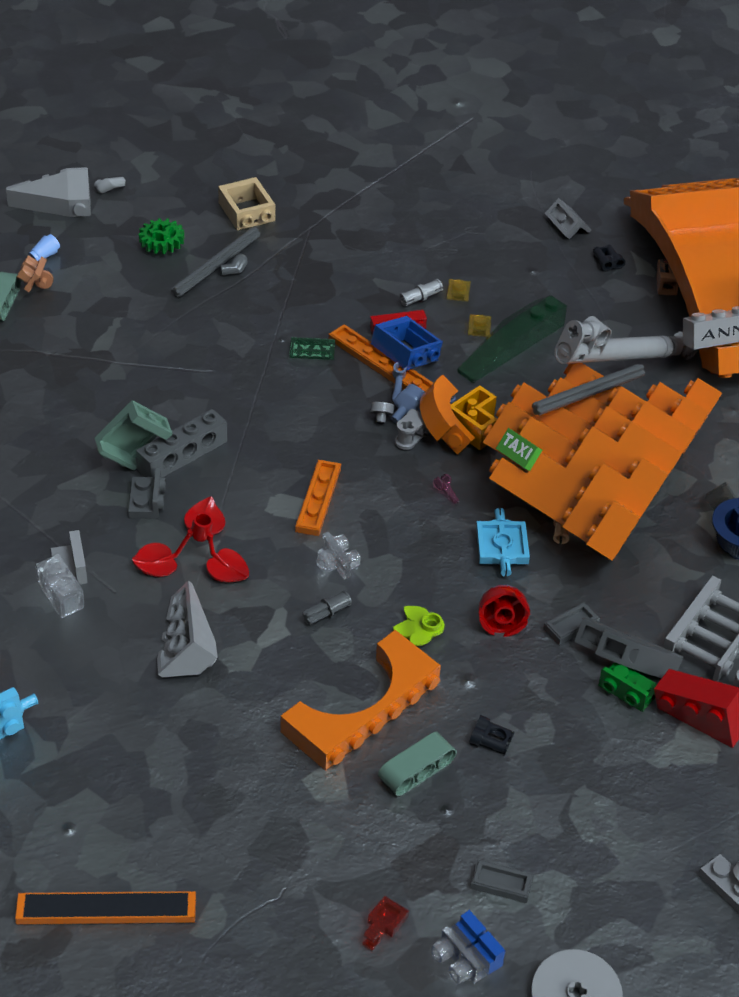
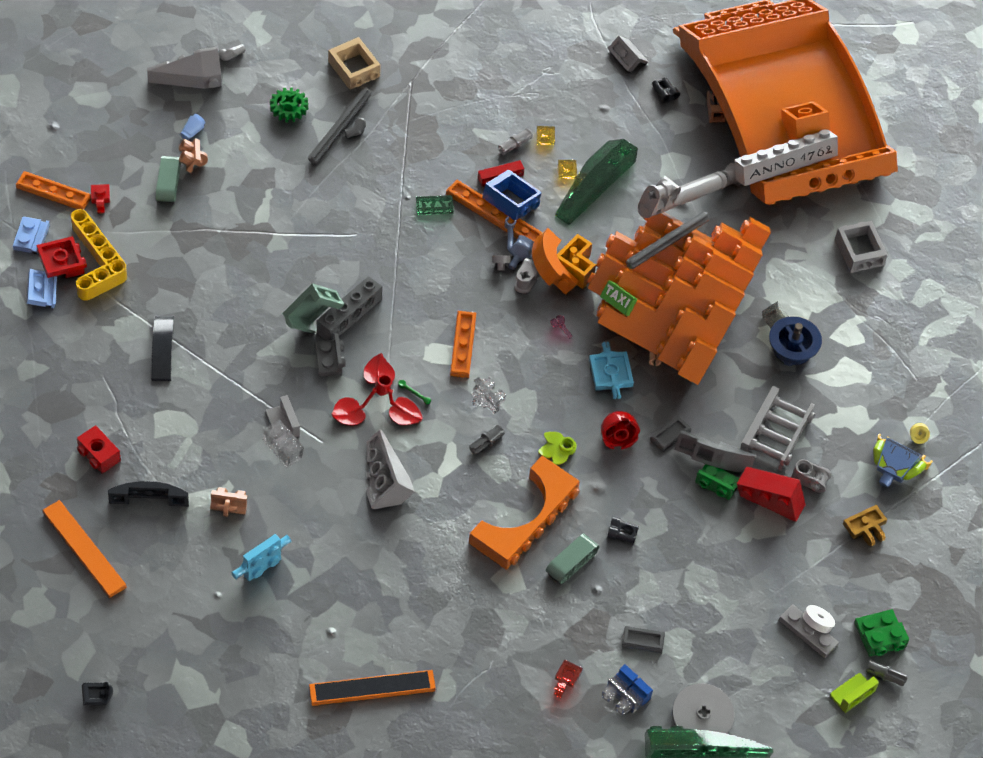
camera: 10 degrees left, 10 degrees up
(232, 535) = (402, 384): none -> green hinge

